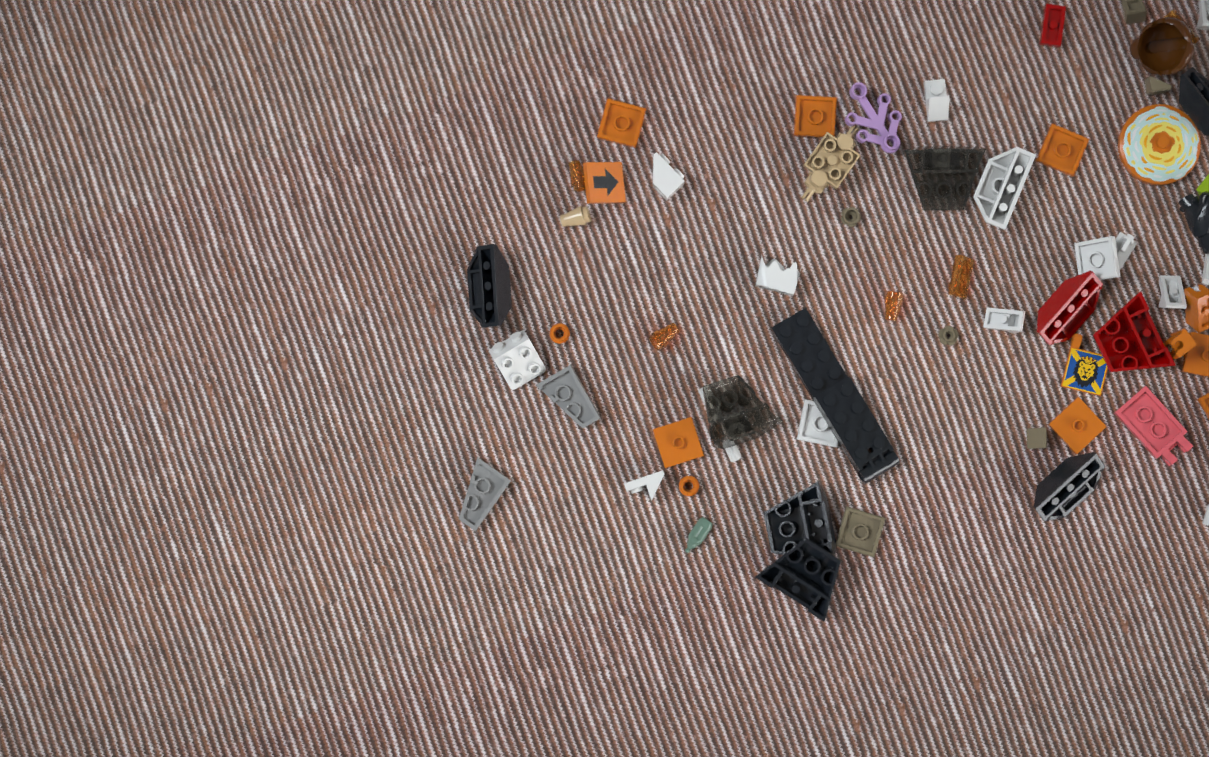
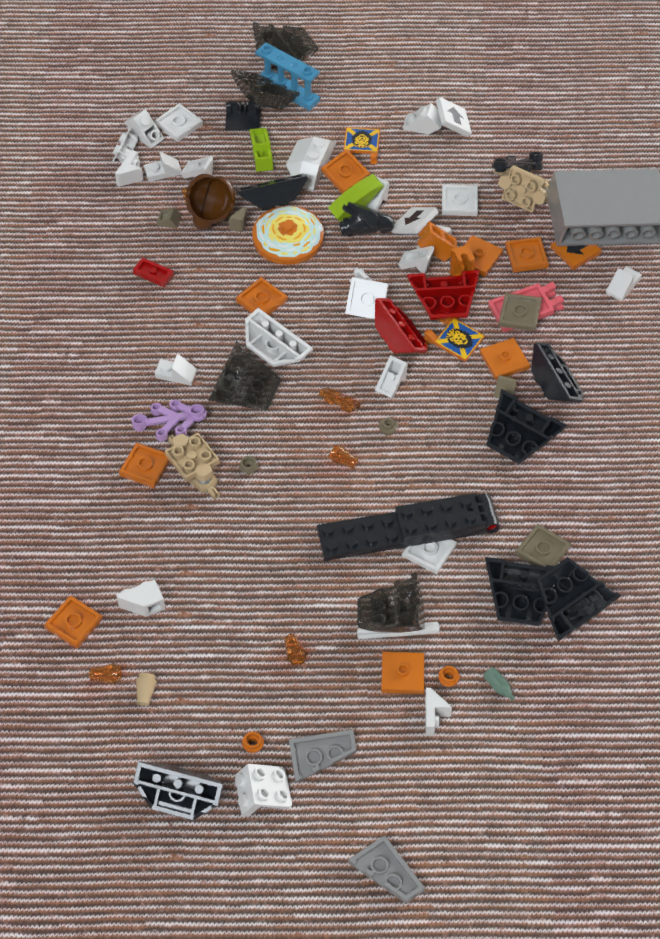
camera: 70 degrees left, 30 degrees down
(604, 182) = (123, 651): orange tile -> none
(776, 278) = (279, 539): white piece -> none
(989, 469) = (520, 429): none -> black wedge
(1139, 423) = (520, 312): none -> dark tan tile

